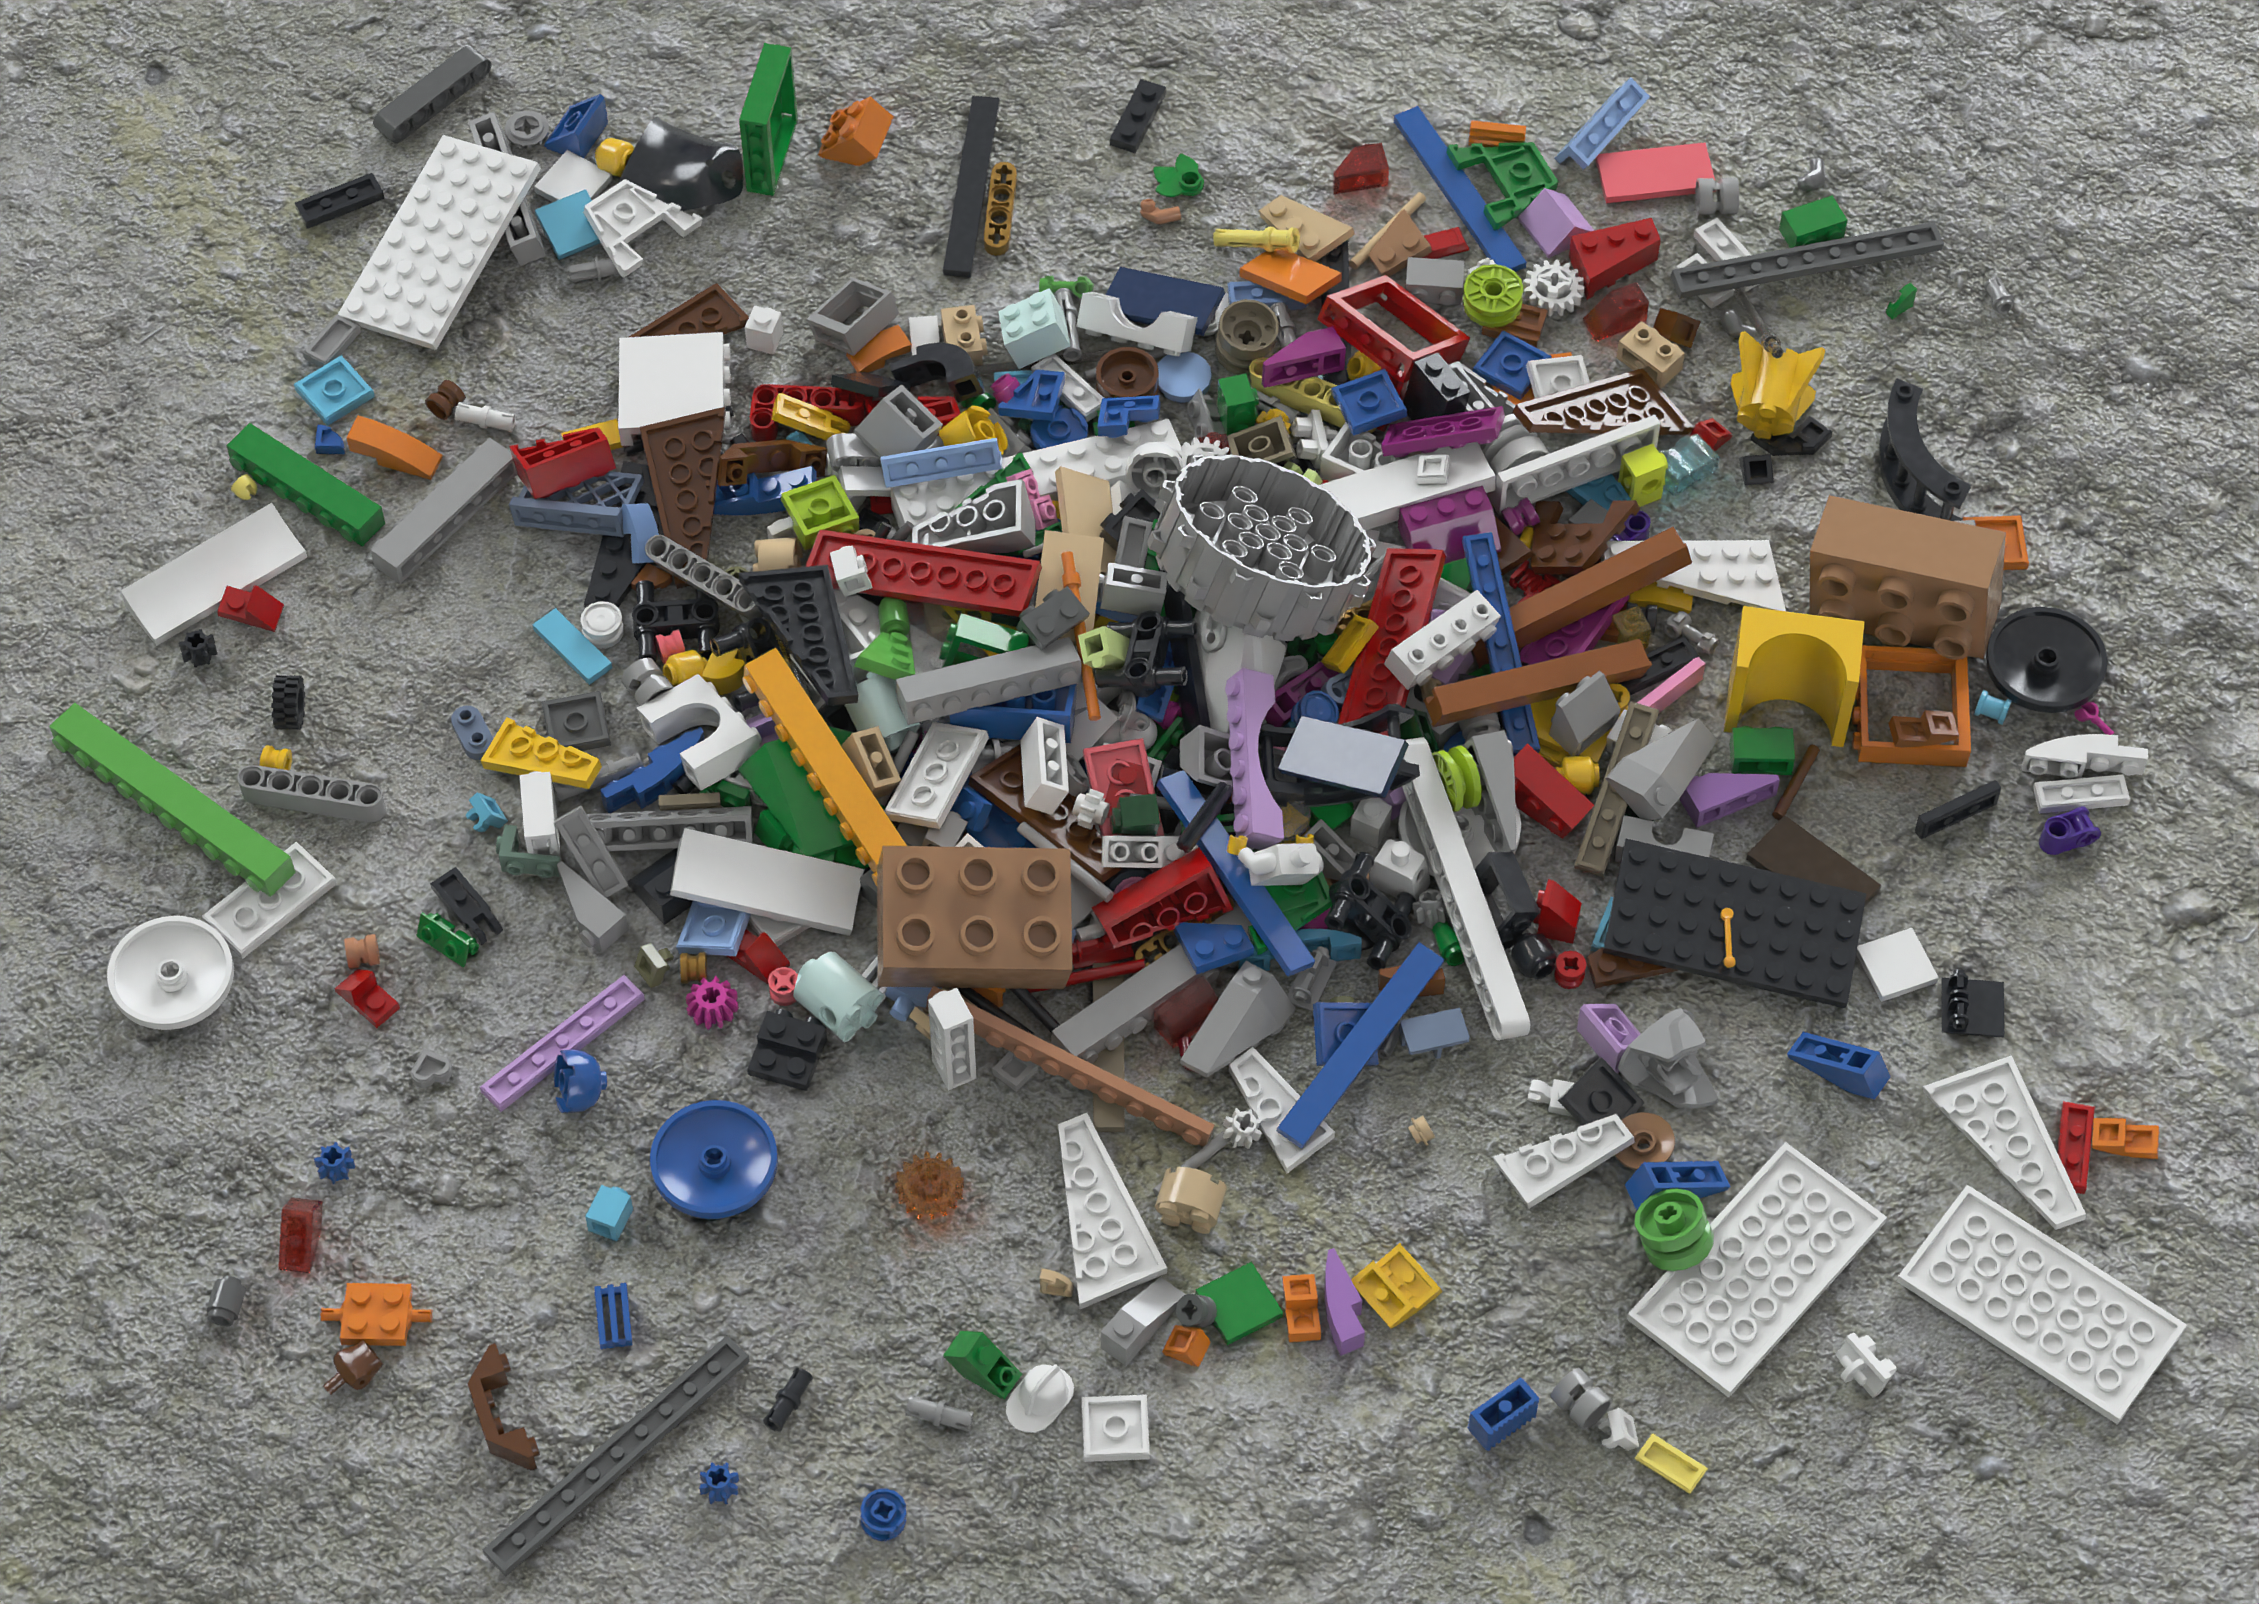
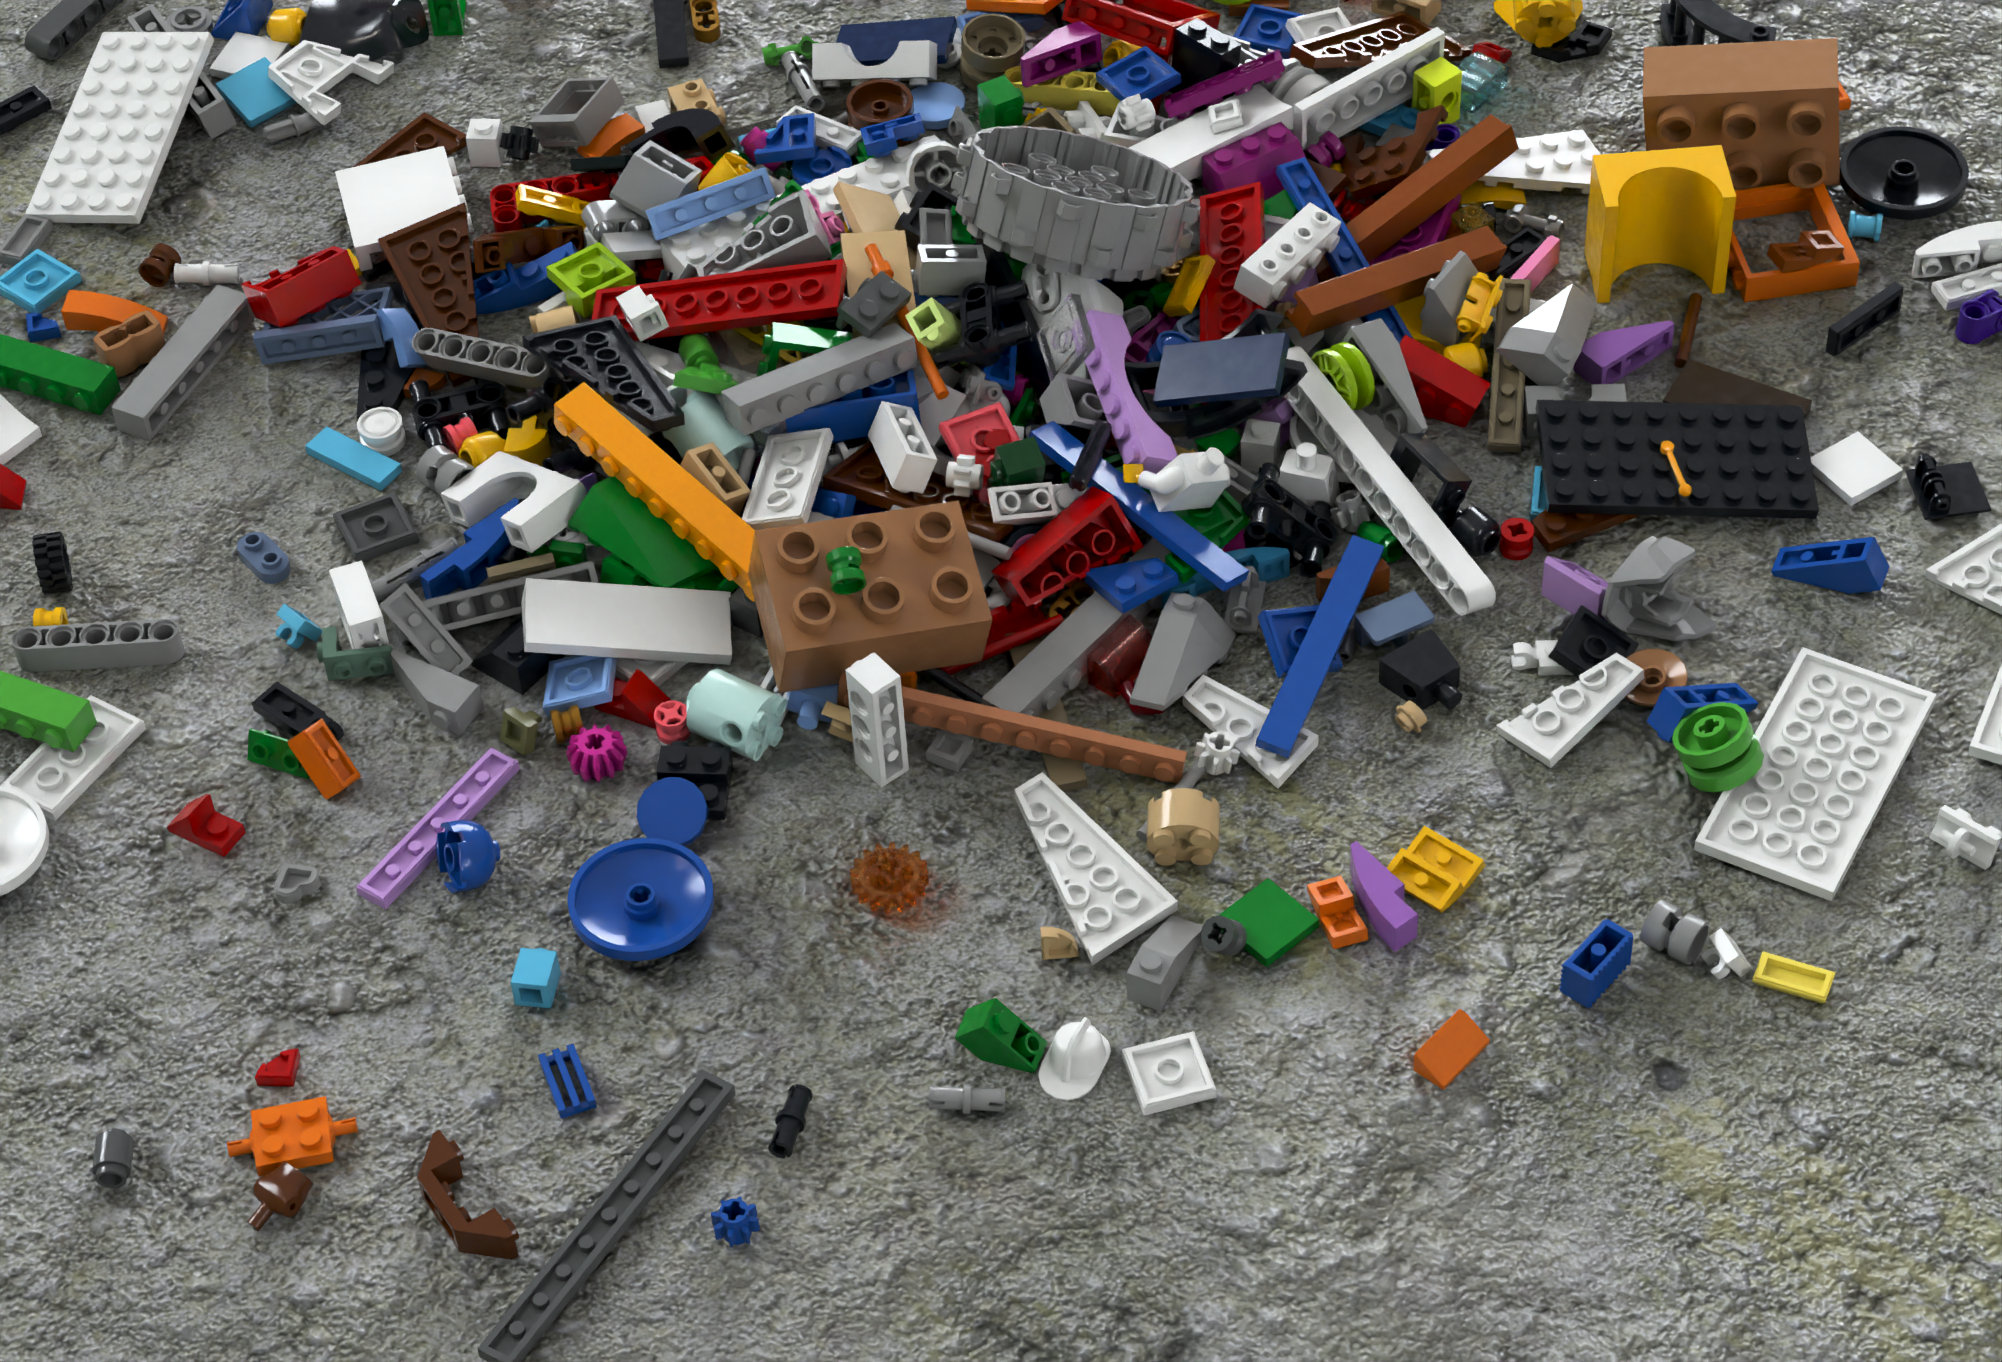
camera: 10 degrees left, 10 degrees down
(299, 1234) = (184, 1073): clear red slope -> none
(334, 1163) = (208, 993): blue gear -> none
(362, 951) = (190, 782): nougat wheel -> none
(380, 1248) = (280, 1070): none -> red tile
(401, 483) = (130, 343): none -> medium nougat brick
(478, 957) = (324, 759): none -> orange slope
(524, 751) = (312, 560): yellow wing -> none
(761, 1078) = (672, 811): none -> blue tile
(794, 337) = (519, 143): none -> black gear
(883, 1514) = (933, 1214): blue wheel -> none
(950, 905) = (846, 572): none -> green wheel
(1034, 328) = (770, 84): light aqua brick -> none
(1187, 1345) = (1222, 974): orange slope -> none
(1216, 689) = (1066, 338): none -> clear tile
(1354, 445) = (1136, 114): none -> white gear
(1357, 1464) = (1450, 1050): none -> orange slope
(1444, 1089) = (1422, 672): none -> black torso
(1558, 913) = (1489, 485): red slope -> none
(1598, 737) = (1486, 296): none -> yellow hinge
(1756, 469) = (1547, 74): black slope -> none
(1762, 750) = (1645, 303): green brick -> none
(2090, 712) = (1963, 211): dark pink hand -> none

